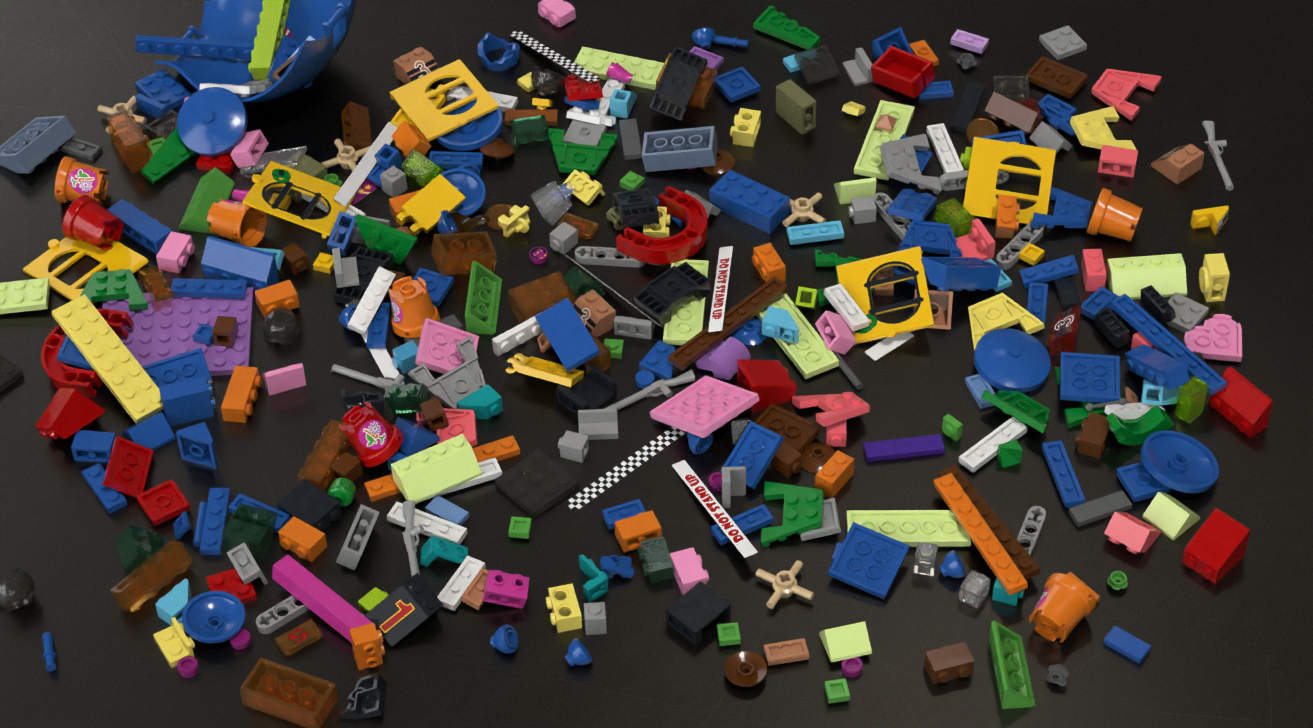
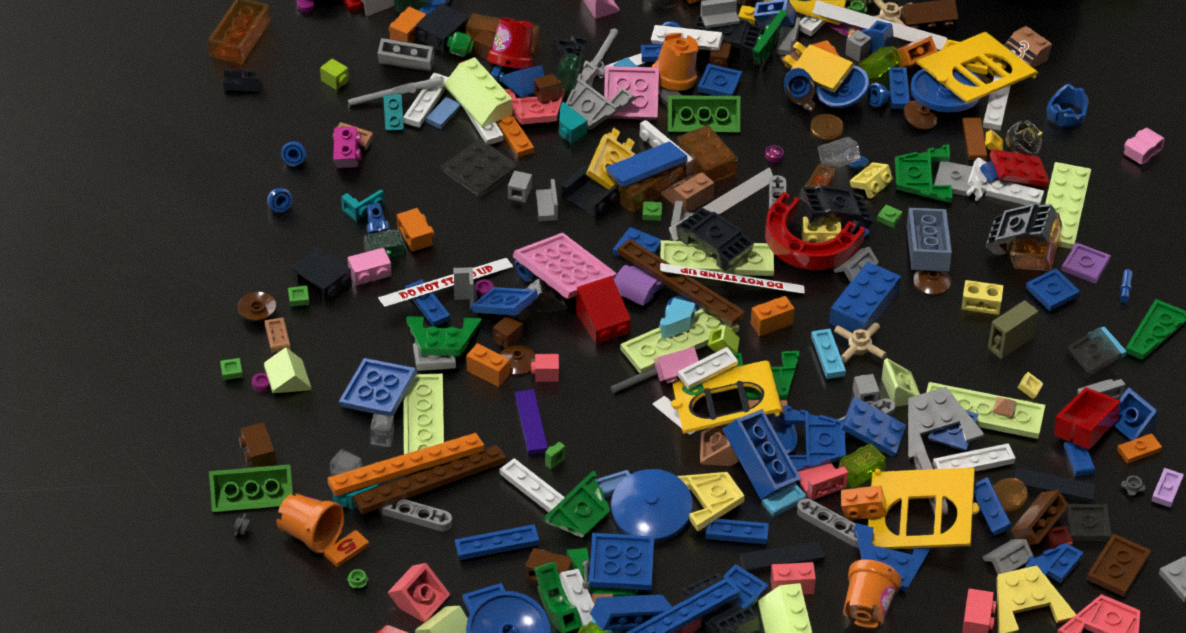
camera: 85 degrees right, 0 degrees up
(288, 605) = (339, 27): light grey beam -> none
(298, 637) = (305, 36): clear orange tile -> none
(317, 596) = (334, 40): dark pink brick -> none
(367, 646) = (283, 67): orange brick -> none
(404, 609) = (325, 88): black slope -> none
(457, 251) = (758, 93): clear orange brick -> none
(459, 582) = (377, 128): white plate -> none
(517, 222) = (814, 133): light yellow hips -> none
(520, 527) = (423, 157): bright green plate -> none
(529, 129) = (951, 132): clear green brick -> none
(563, 238) = (795, 166): light grey brick -> none
(564, 608) = (328, 188): light yellow brick -> none
(581, 283) = (722, 174): clear green brick -> none
(590, 77) = (1065, 145): sticker -> none
(595, 618) = (315, 207): light grey brick -> none
(617, 72) = (1044, 191): dark pink cone -> none
(621, 103) = (1003, 197): medium azure slope -> none
(622, 511) = (440, 223): blue plate -> none
(624, 468) = (490, 218): sticker -> none
(630, 139) = (961, 211): dark grey tile -> none
(644, 378) = (612, 234): blue tile -> none
(656, 387) = (604, 244): light grey piece -> none
(704, 37) = (1122, 261): blue brick -> none
(784, 584) = (354, 332): tan bar -> none
(793, 428) = (548, 330): reddish brown plate -> none
(836, 406) = (572, 368): coral wing -> none
(953, 565) = (375, 451): blue brick -> none
(1009, 453) = (522, 500): green slope -> none
(1031, 254) = (815, 529): yellow plate -> none
(1049, 271) = (787, 541): blue plate -> none
(1064, 331) = (690, 550): clear red slope -> none
(1099, 508) = (453, 571): dark grey tile -> none
(1127, 644) = (279, 583): blue tile -> none

